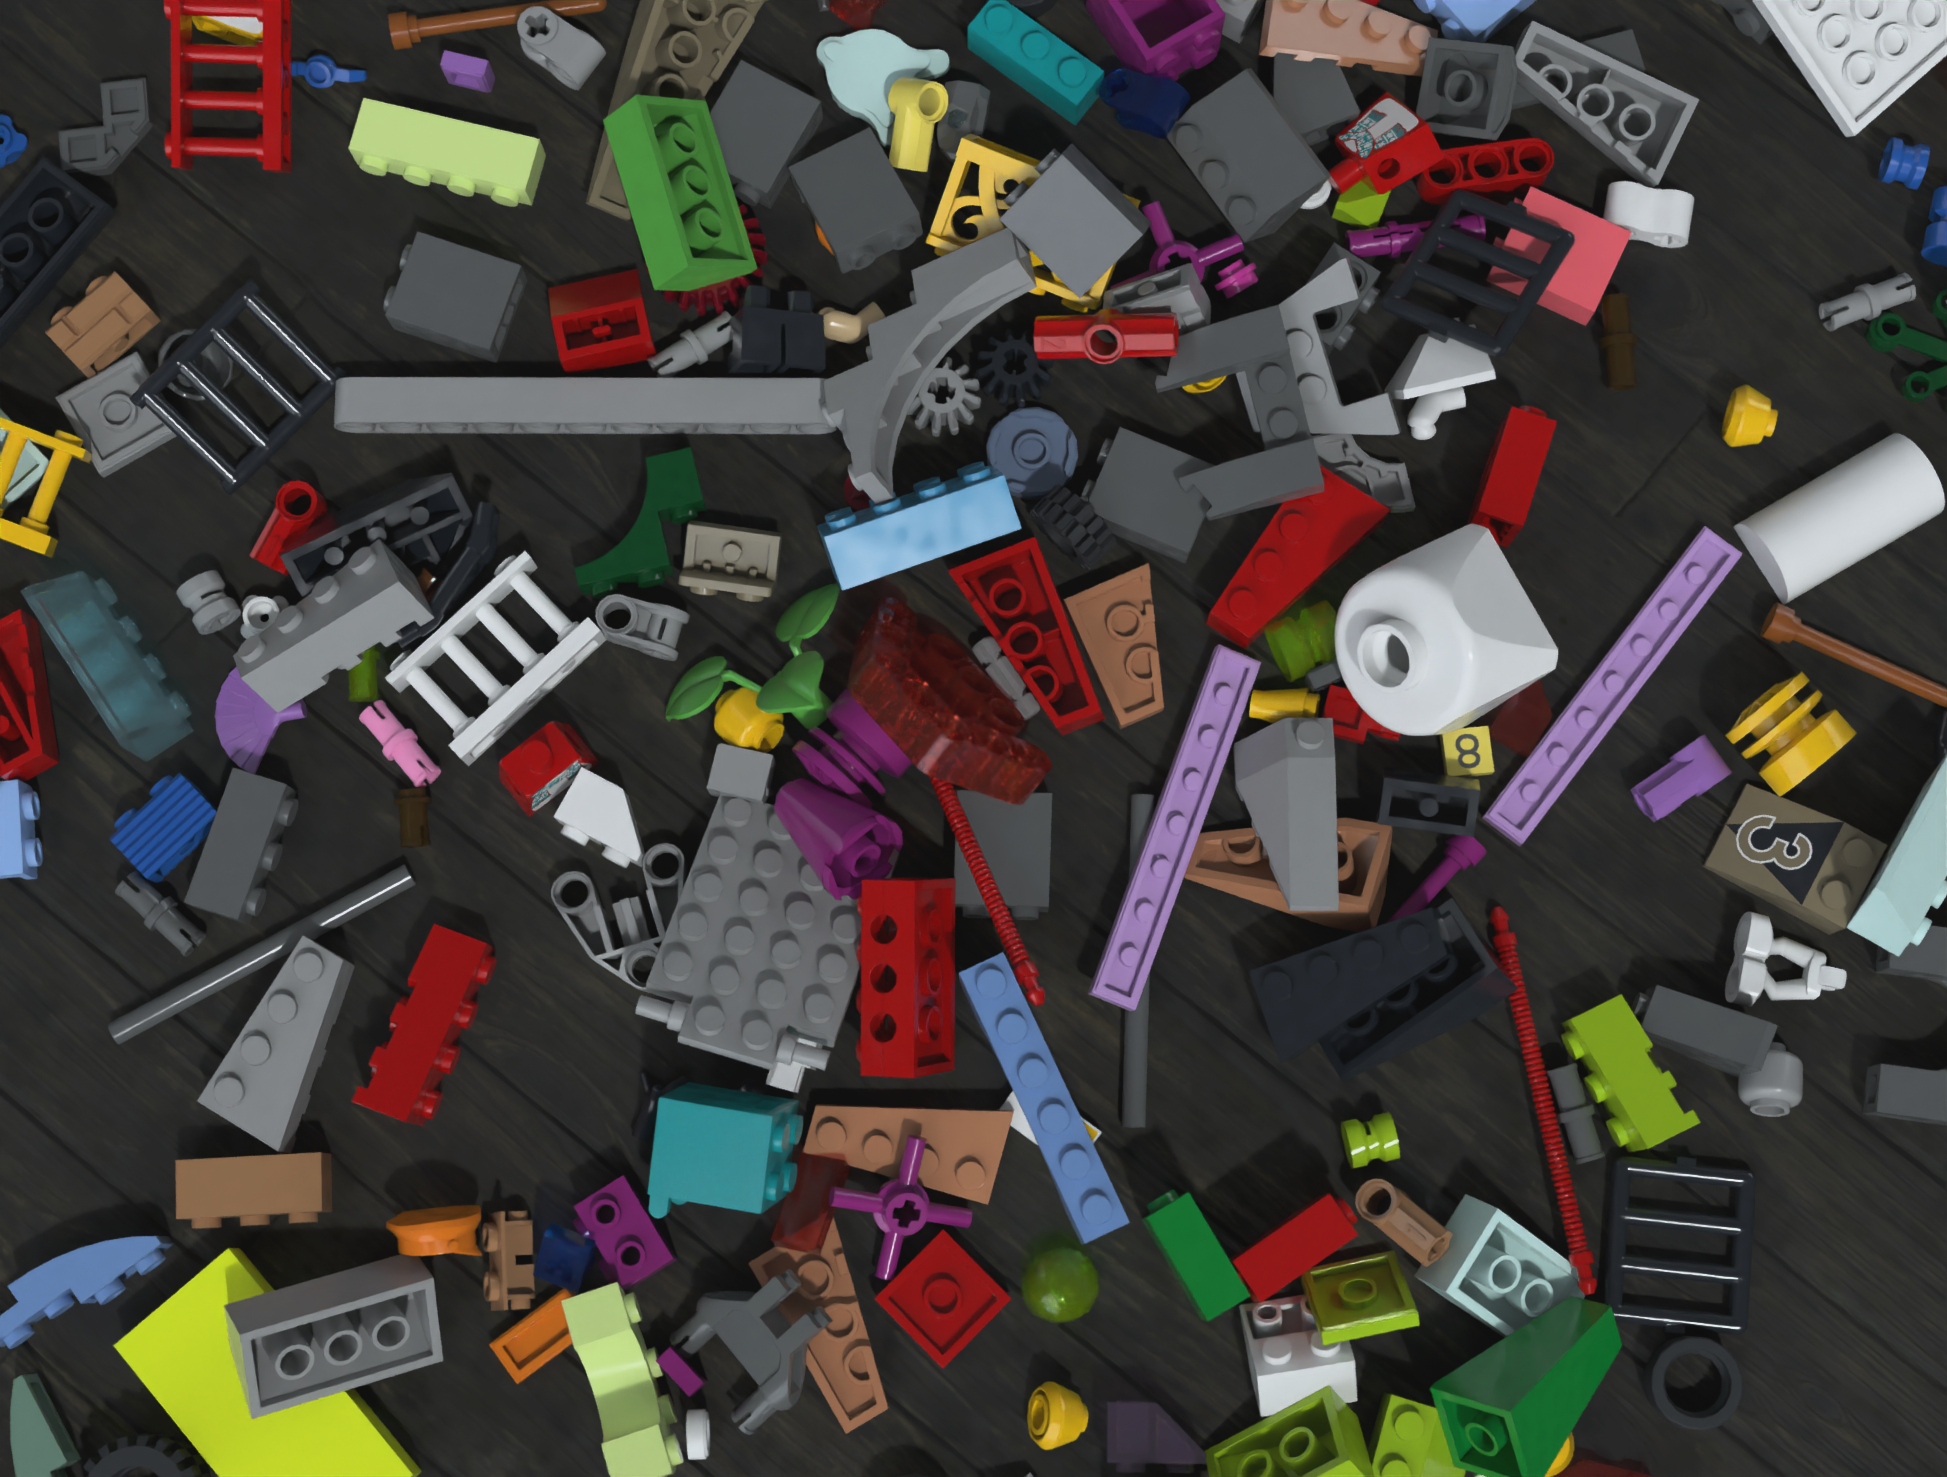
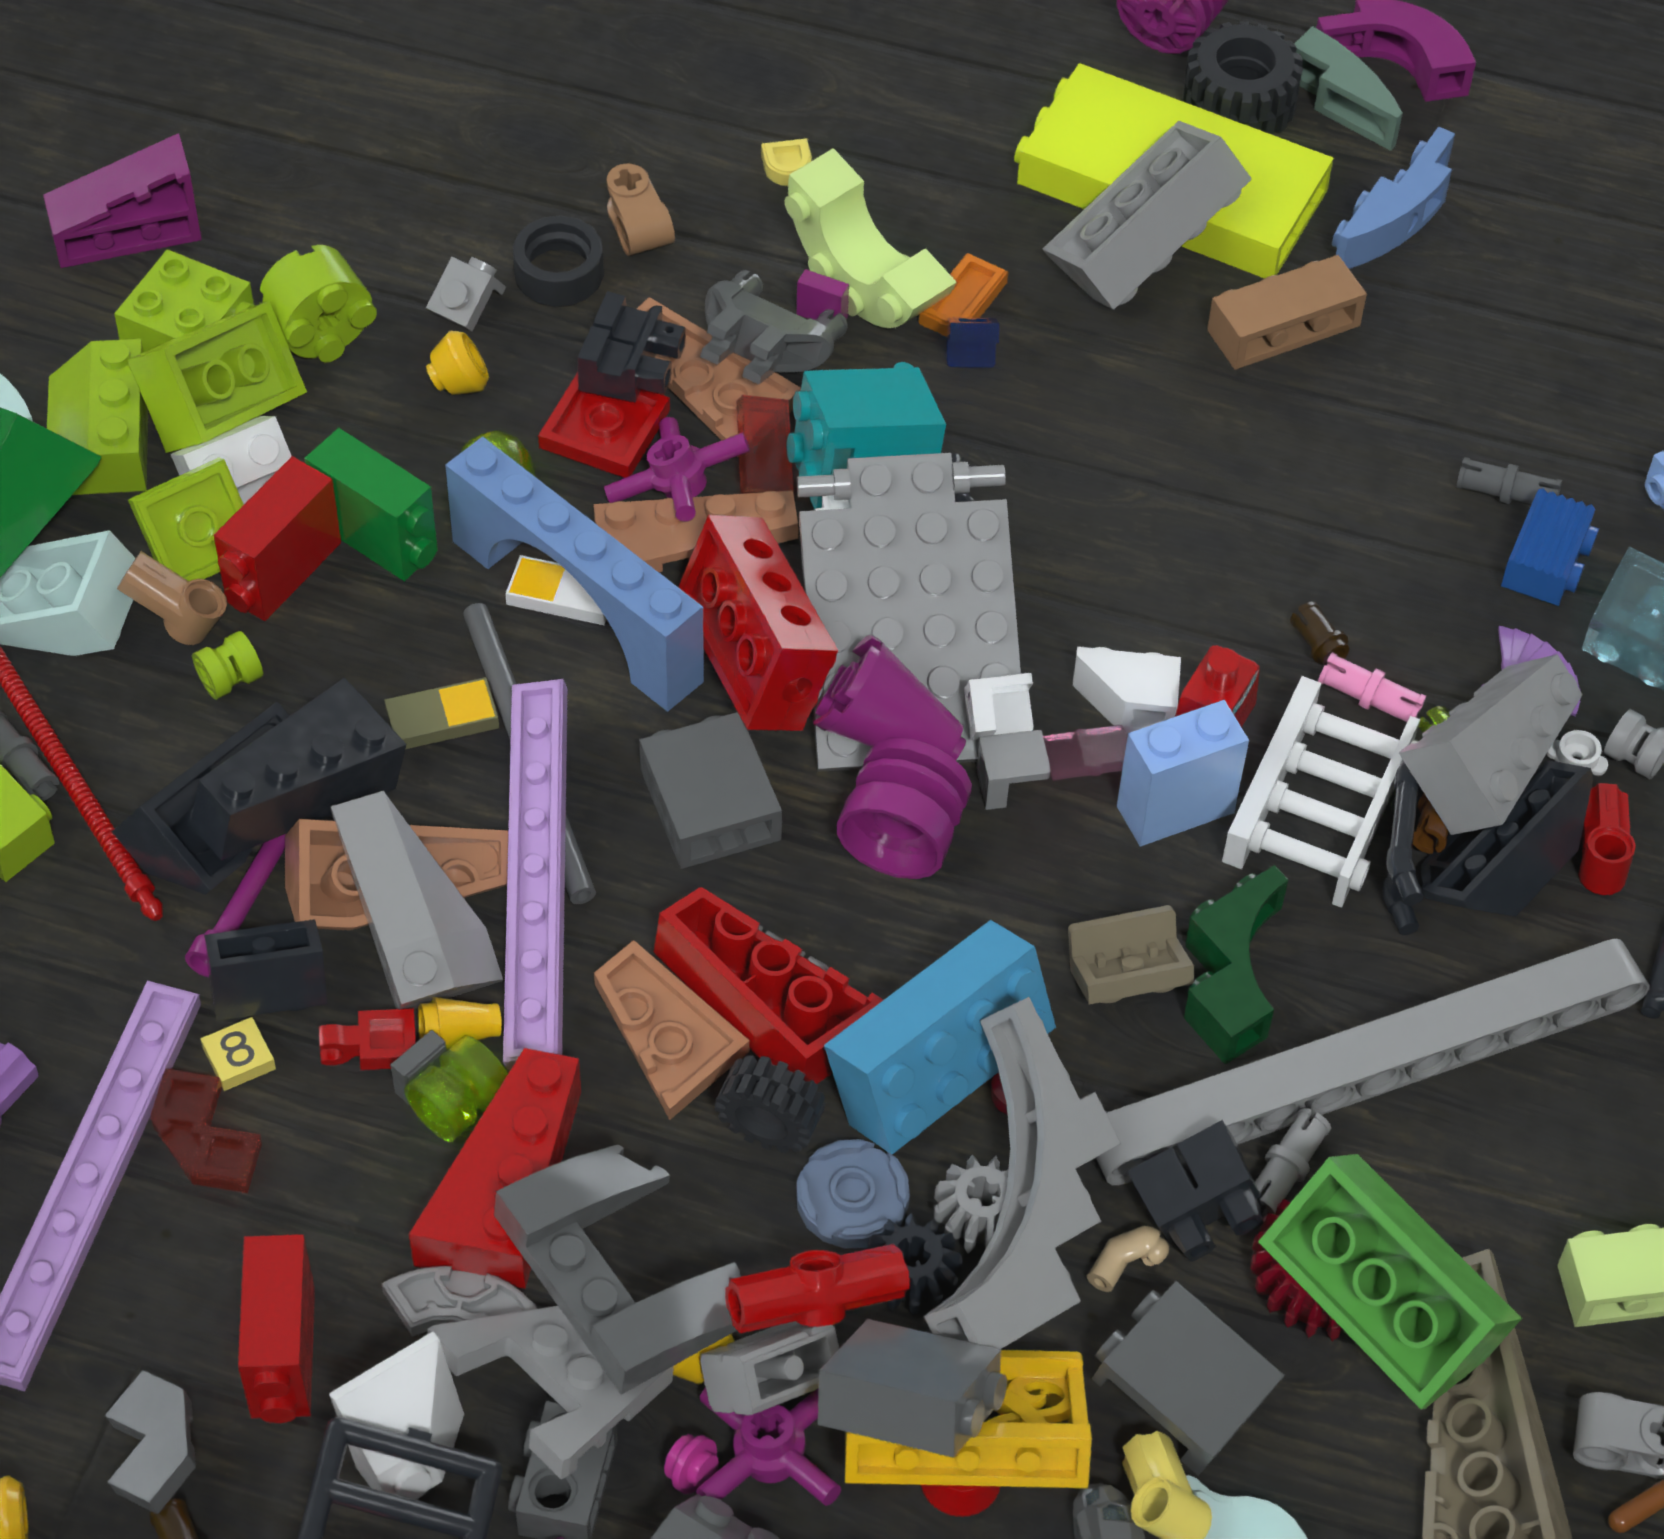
camera: 155 degrees right, 25 degrees down
(242, 846) = (1468, 555): dark grey brick -> none
(260, 954) = (1391, 490): dark grey piece -> none
(276, 1056) = (1326, 404): light grey wedge -> none
(428, 1027) = (1201, 459): red wedge -> none
(437, 1230) = (1101, 320): orange hat -> none
(455, 296) = (1577, 1118): dark grey brick -> none
(504, 1242) = (1035, 345): medium nougat hinge -> none
(592, 926) = (1060, 599): light grey connector -> none
(601, 323) = (1408, 1135): red slope -> none
(612, 692) = (1182, 772): none -> light blue brick
(623, 1233) = (952, 377): magenta brick -> none
(644, 626) = (1189, 868): light grey piece -> none
(672, 764) = (1086, 752): none -> clear pink piece
(697, 1434) = (784, 261): white tile -> none
(736, 819) = (999, 705): none -> white panel
(744, 724) = (1032, 818): yellow head -> none
(762, 131) = (1342, 1423): dark grey brick -> none
(791, 690) = (996, 789): bright green plant -> none
(880, 1368) = (623, 348): none -> black hips
(942, 708) = (894, 931): clear red piece -> none
(1024, 969) = (879, 890): red hose -> none
(1142, 494) = (712, 1185): dark grey brick -> none
(1146, 1434) = (362, 378): clear purple slope -> none
(1198, 1026) = (443, 713): none -> olive tile
(1440, 636) = (307, 1081): white piece -> none
(1610, 455) = (165, 1457): none -> tile

